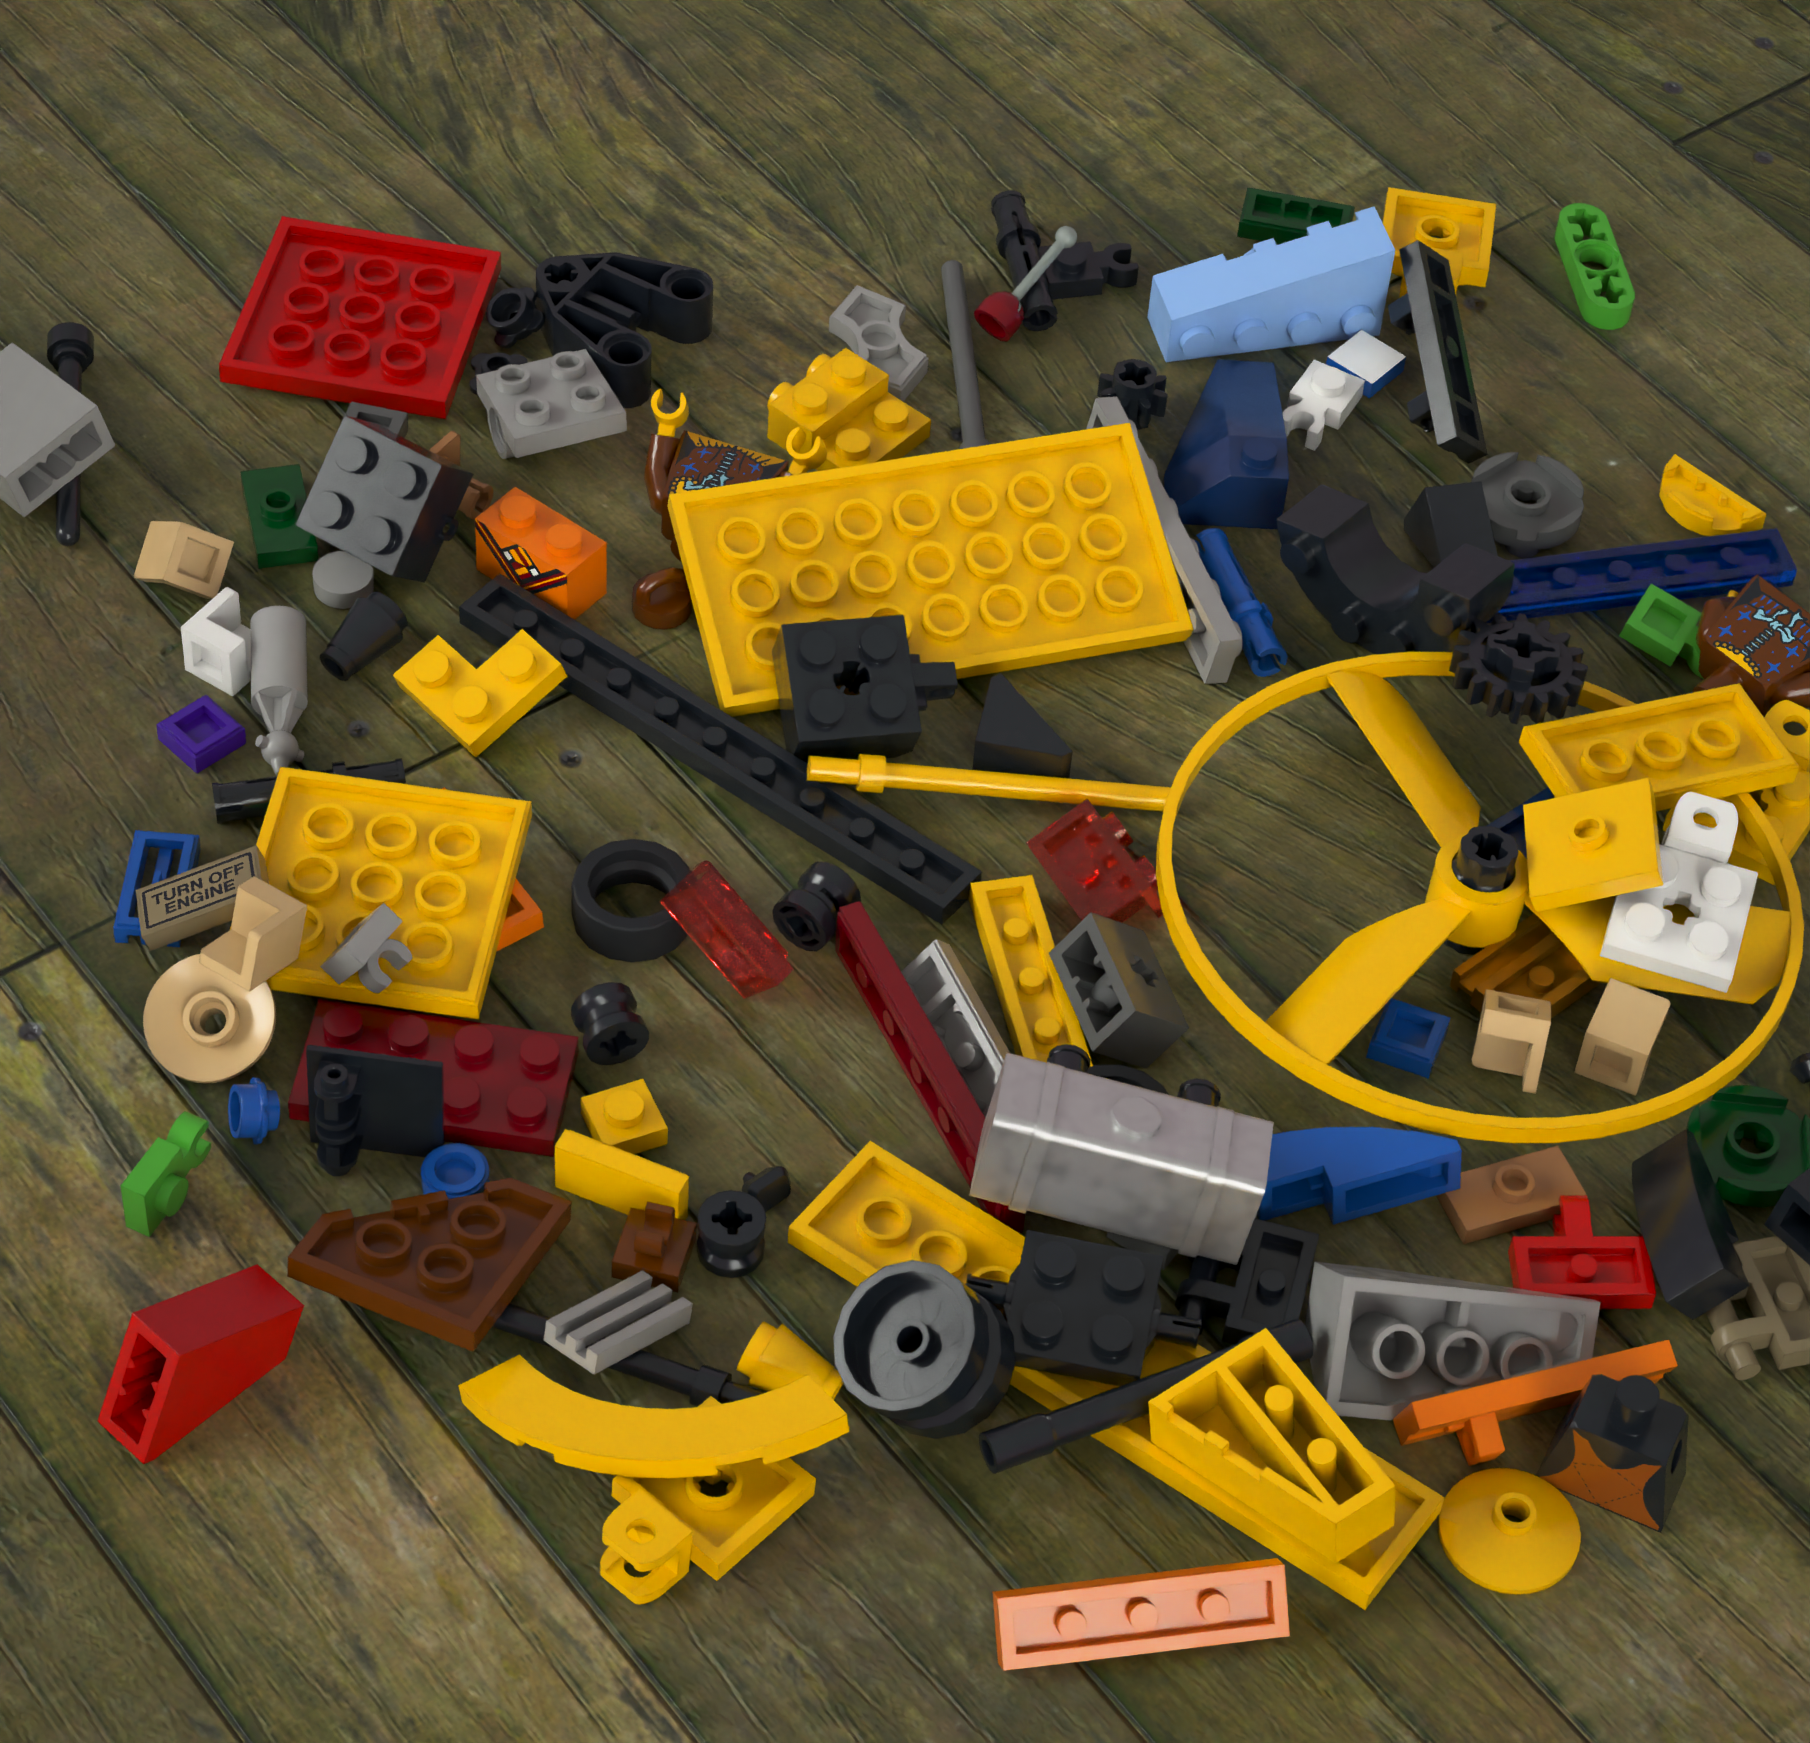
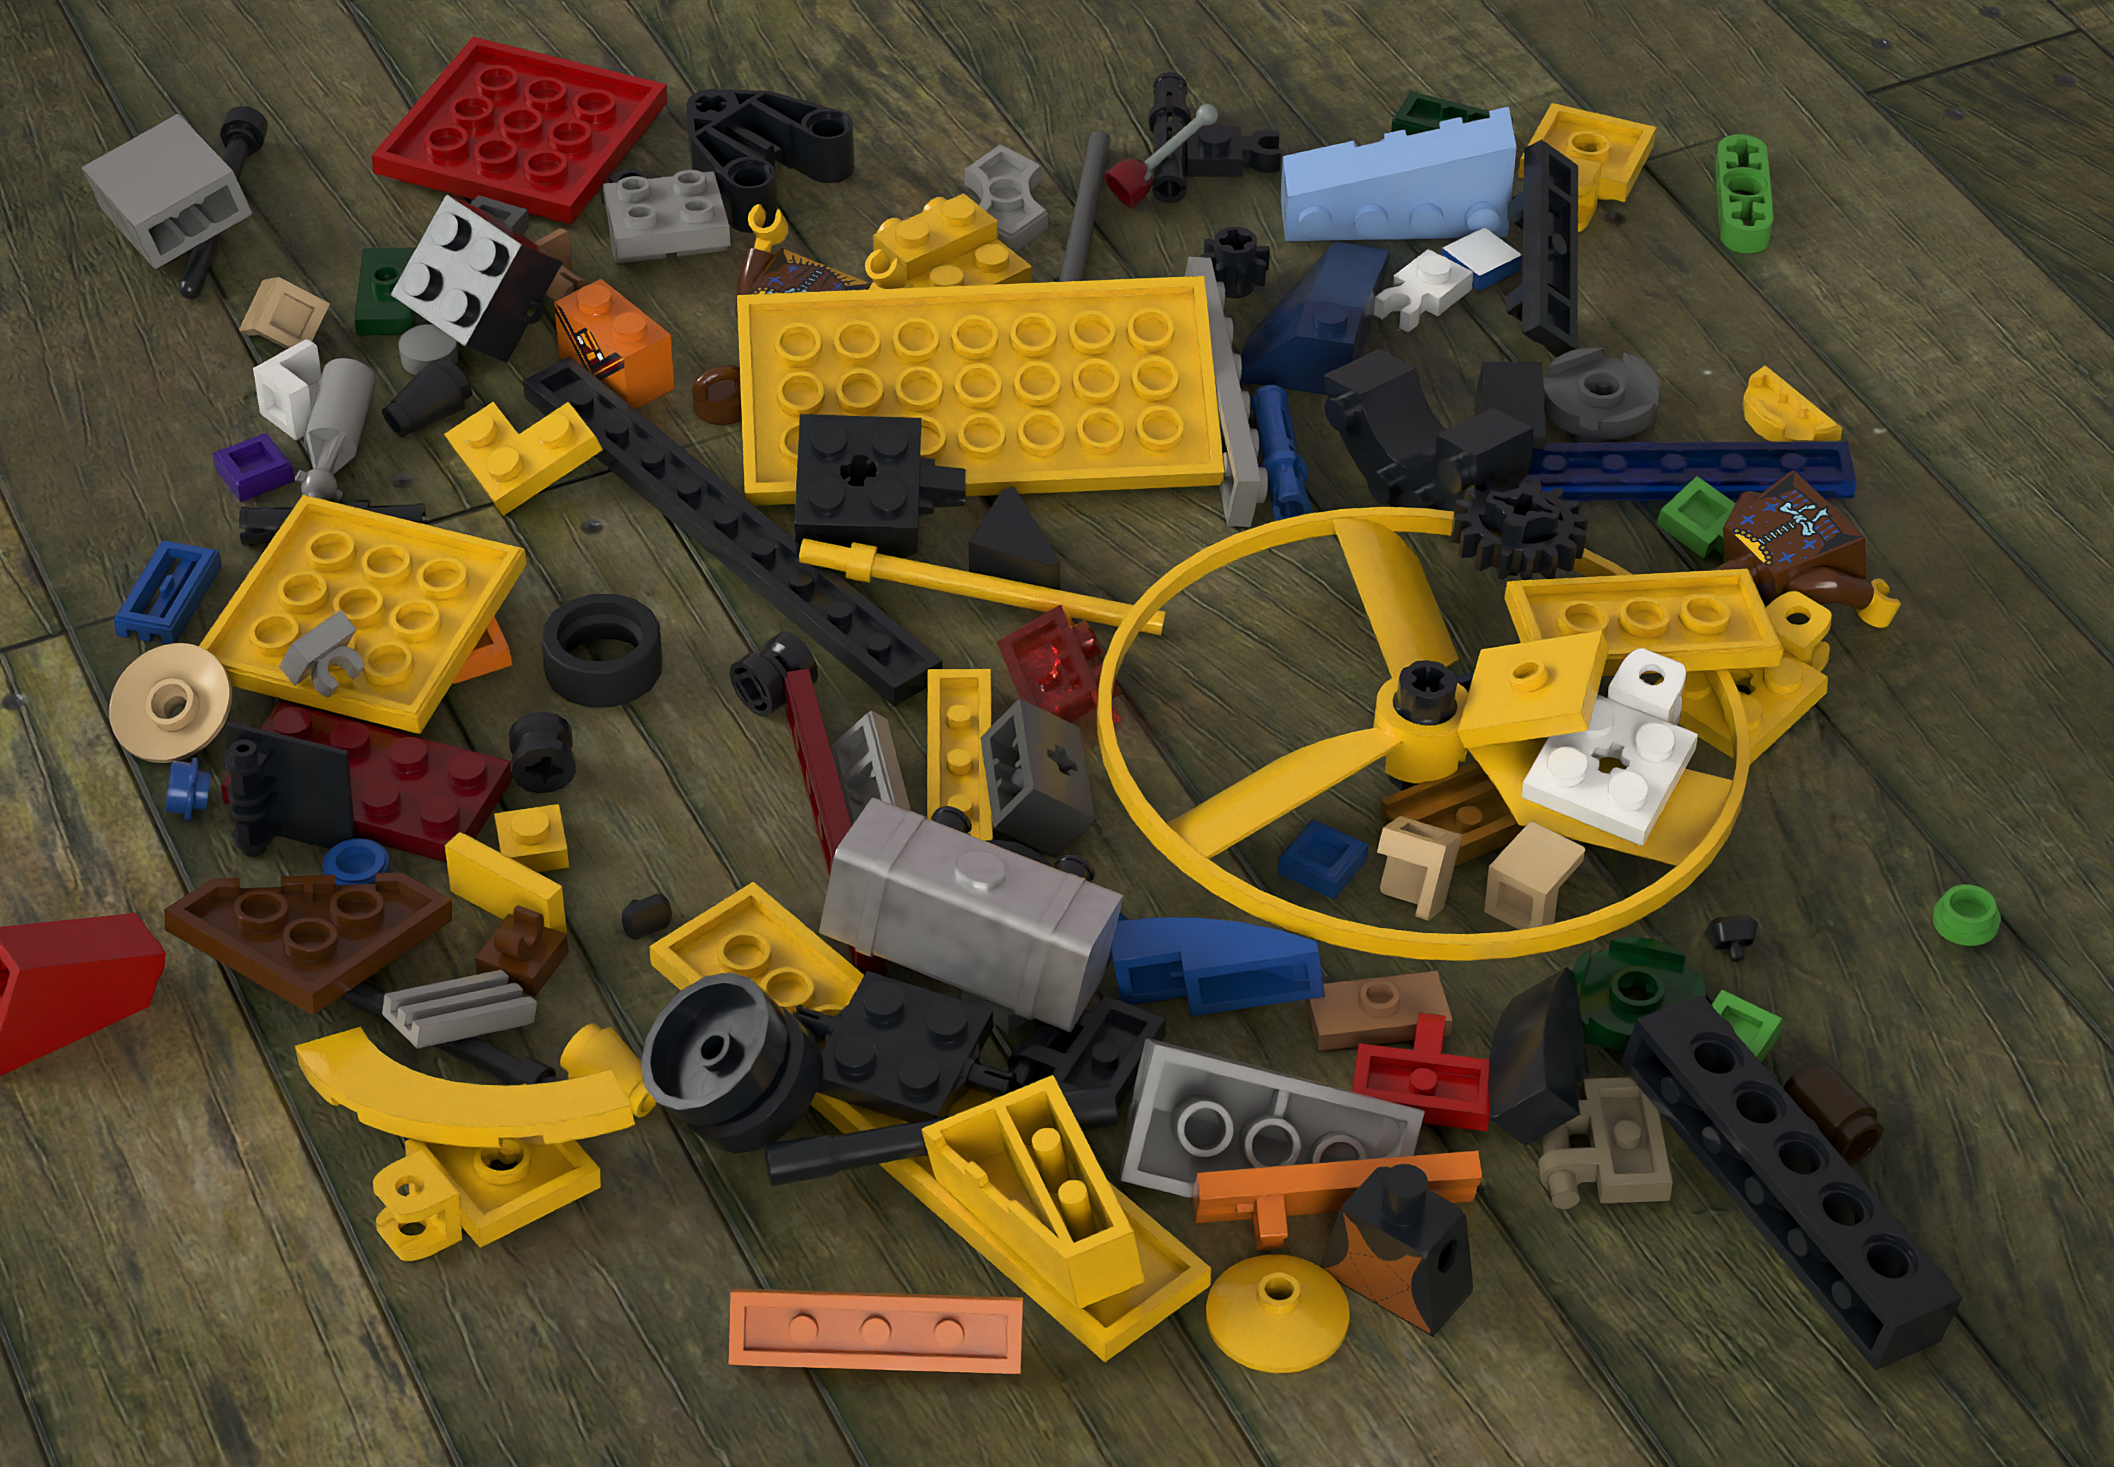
camera: 15 degrees right, 5 degrees down
(158, 1180) = (79, 831): bright green plate -> none
(196, 898) = (194, 598): dark tan tile -> none
(261, 938) = (231, 633): tan panel -> none
(514, 315) = (662, 140): black plate -> none
(718, 1244) = (596, 948): black wheel -> none
(727, 931) = (675, 679): clear red bracket -> none

